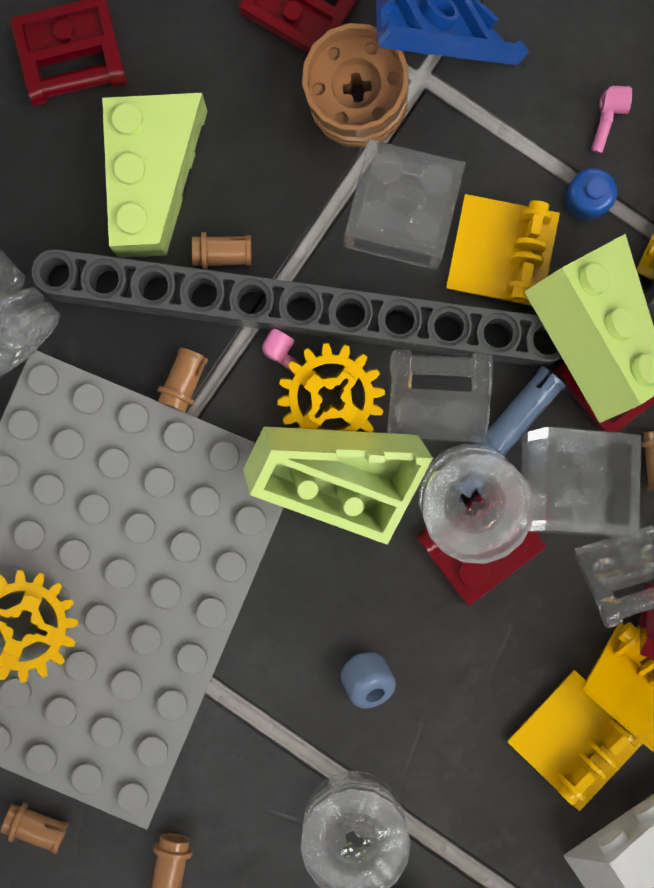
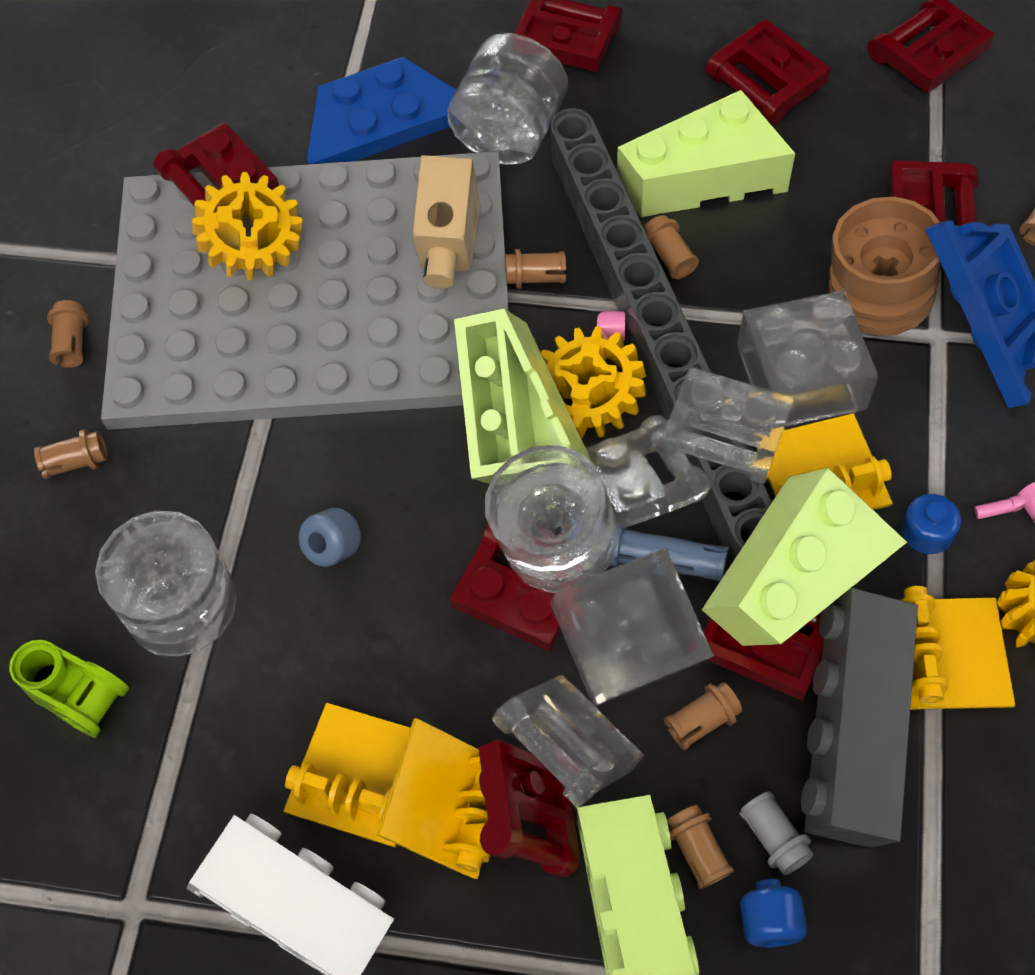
camera: 70 degrees right, 25 degrees down
(102, 433) = (445, 218): none -> tan torso
(437, 300) = (730, 411): none -> clear plate

